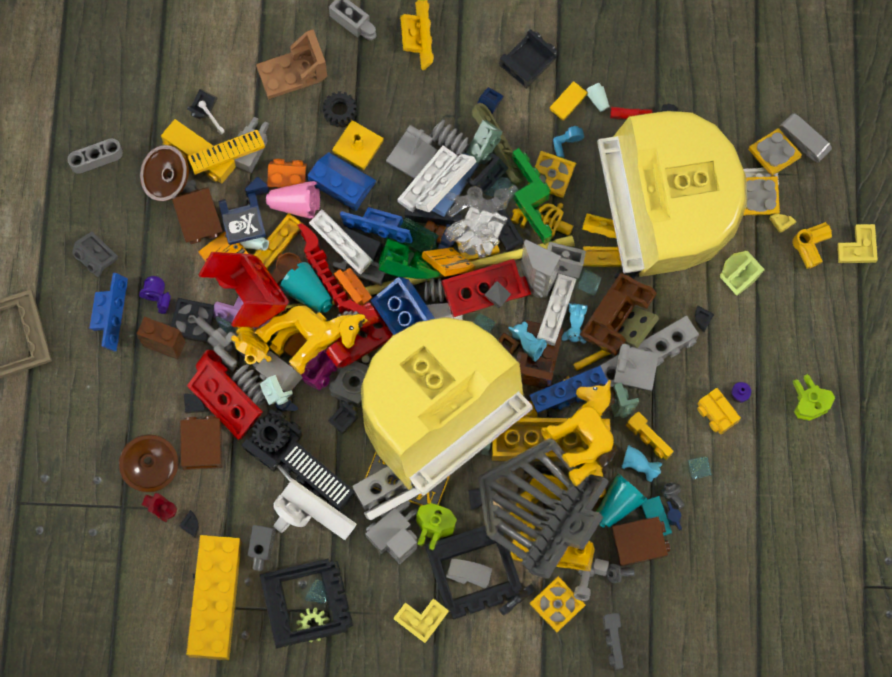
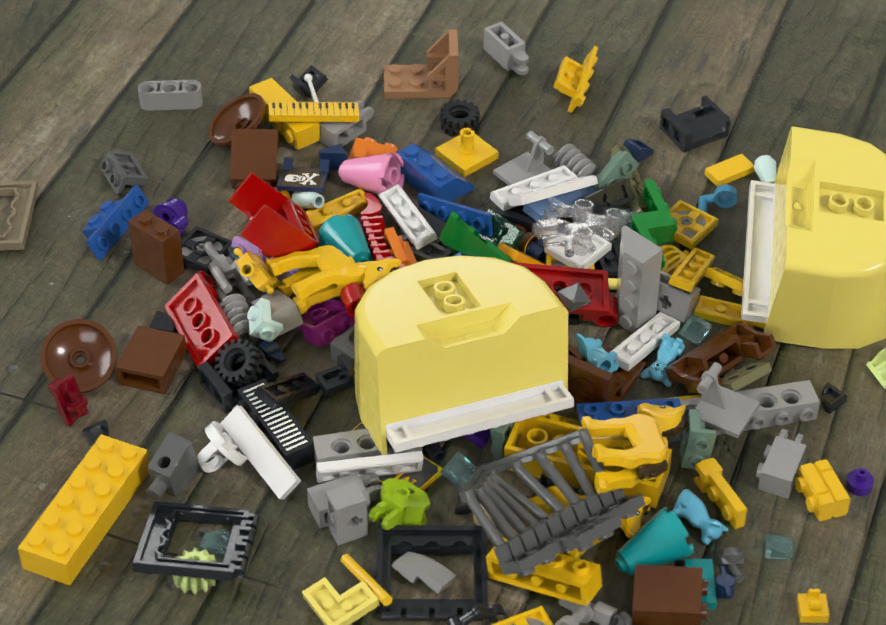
camera: 20 degrees right, 30 degrees down
(316, 446) = (287, 390): none -> black tile
(432, 593) = (362, 575): none -> yellow bar
(466, 477) = (458, 470): none -> clear light blue bracket
(573, 230) = (692, 270): none -> yellow tile
(685, 396) = (781, 465): none -> light grey hinge
(735, 514) = (812, 607): none -> yellow tile

